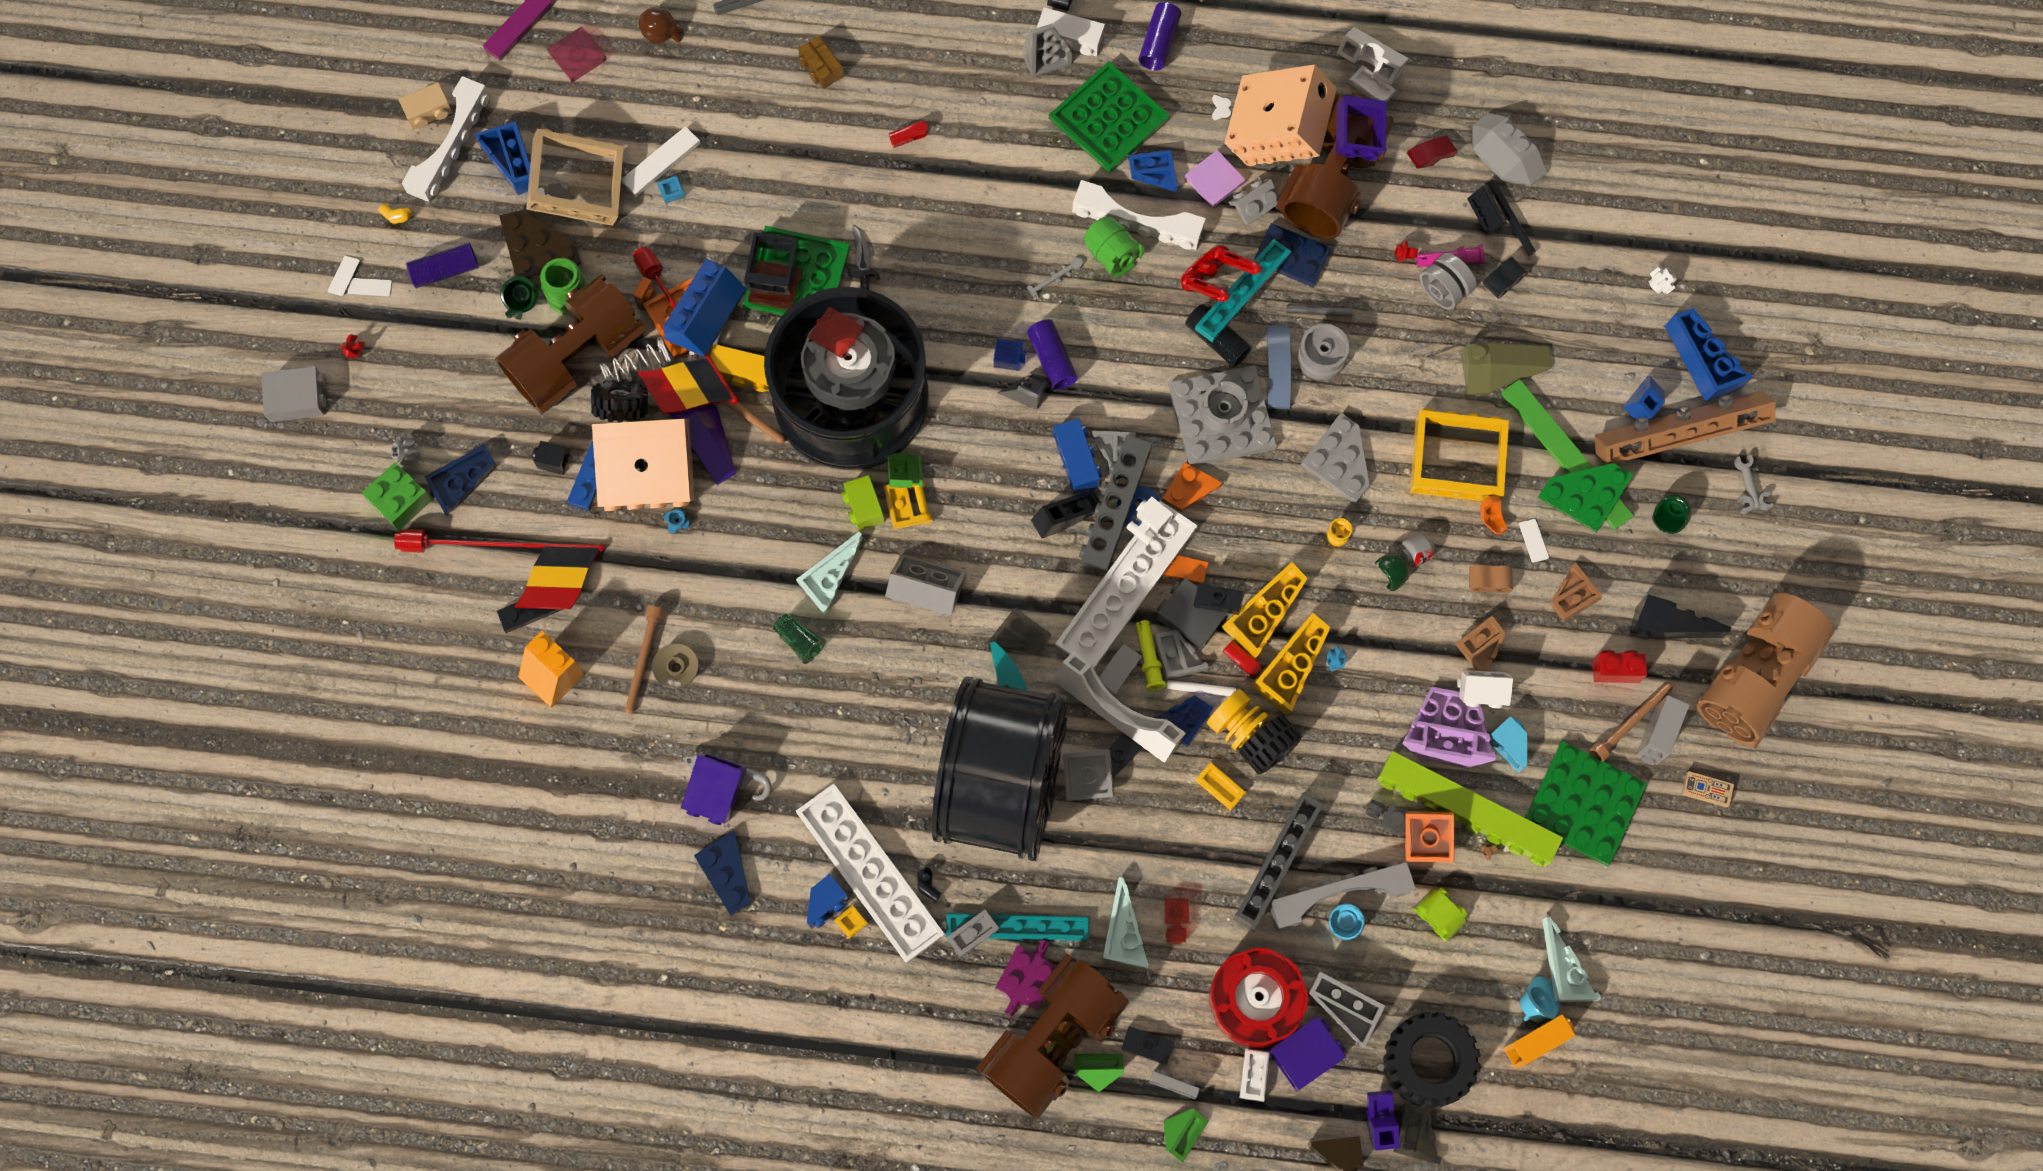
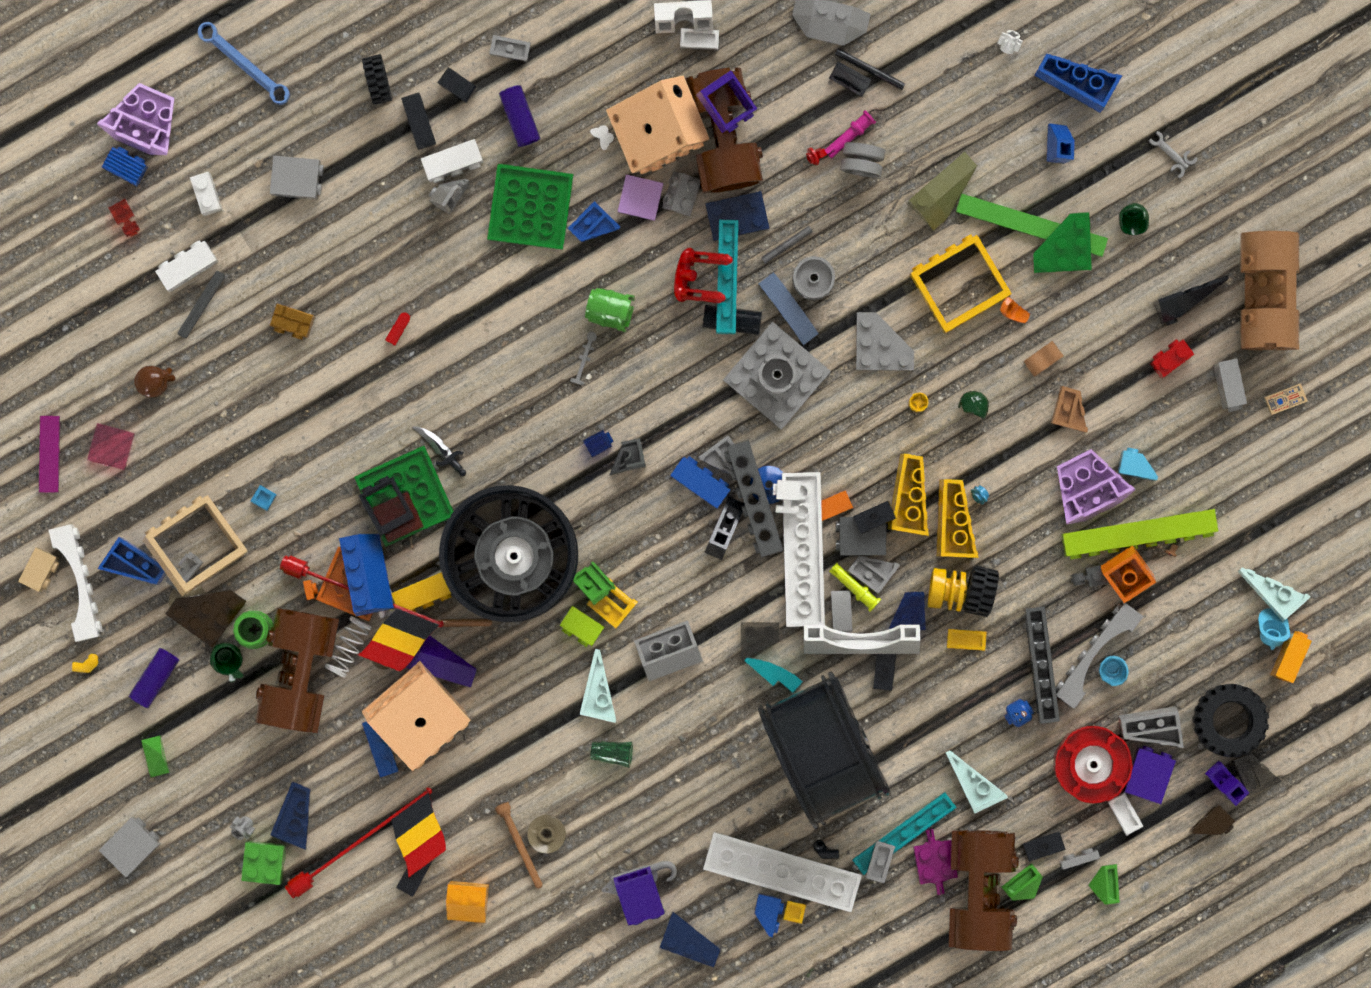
camera: 30 degrees left, 15 degrees up
(343, 275) = (87, 735): white sticker -> none
(351, 349) = (141, 785): red plate -> none
(369, 287) = (112, 729): white sticker -> none
(385, 336) = (155, 756): none -> bright green slope
(551, 457) = (344, 756): black brick -> none
(619, 401) = (362, 695): black bush -> none
(660, 161) = (239, 482): white tile -> none
(676, 514) = (465, 739): dark azure plate -> none
(835, 332) = (493, 545): clear red piece -> none
(1049, 349) = (621, 418): dark purple piece -> none
(1088, 775) = (875, 700): light grey plate -> none
(1176, 913) = (999, 747): clear red plate -> none
(1179, 229) = (571, 282): white arch -> none
(1189, 487) = (792, 445): orange wing -> none
(1200, 688) = (904, 582): white bar -> none
(1220, 893) = (1019, 713): none -> blue head
(1242, 659) = (917, 541): red bar -> none
(1417, 550) = (979, 376): light grey head -> none
(1429, 152) = (779, 61): dark red slope -> none
(1441, 913) = (1169, 617): lime cylinder -> none
(1485, 688) = (1094, 444): white brick -> none
(1505, 277) = (898, 122): black axle -> none
(1533, 540) = (1052, 306): white sticker -> none
(1574, 594) = (1106, 326): medium nougat wing -> none
(1586, 802) = (1212, 470): green plate -> none
(1603, 749) = (1199, 424): medium nougat piece -> none
(1685, 427) = (1100, 147): medium nougat piece -> none

